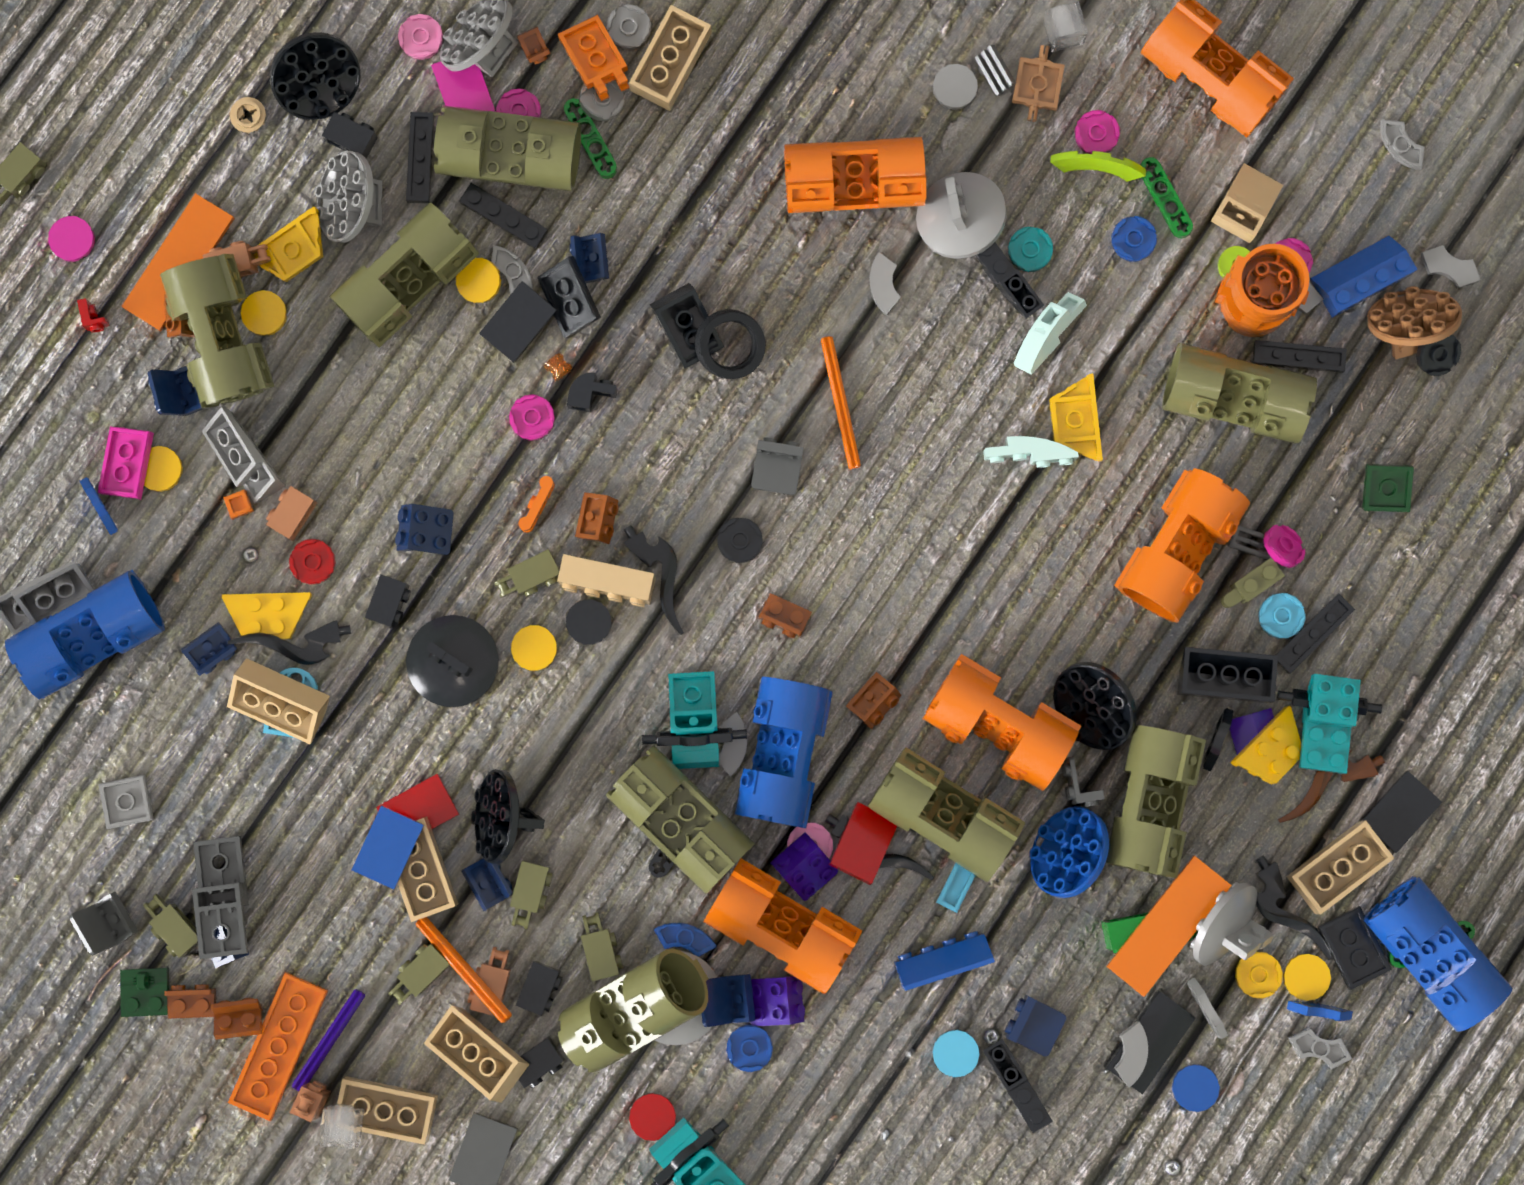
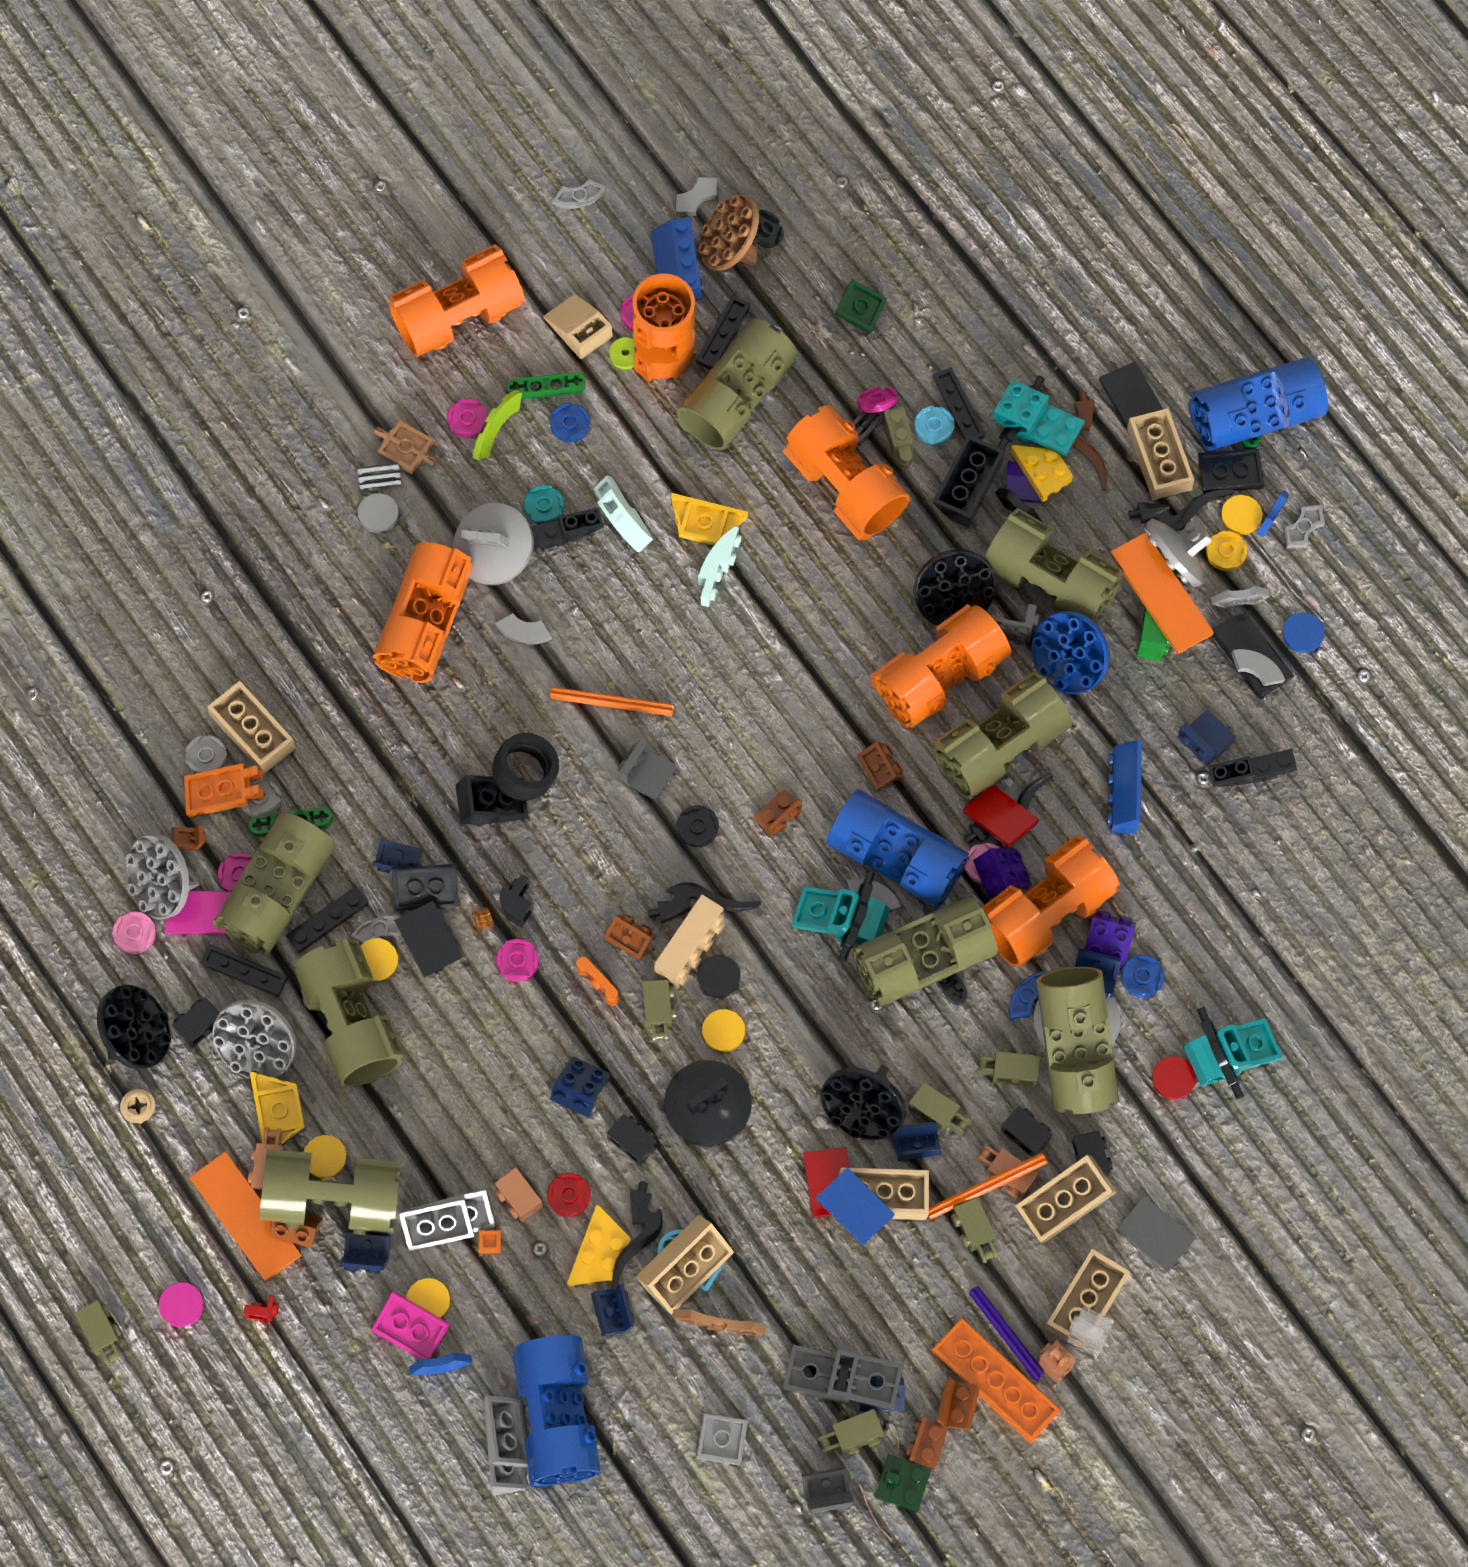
camera: 70 degrees left, 15 degrees down
(236, 767) = (718, 1324): none -> medium nougat tile
(955, 888) = (1065, 758): medium azure tile -> none
(955, 1053) = (1207, 810): medium azure tile -> none
(1065, 26) = (367, 407): clear head -> none

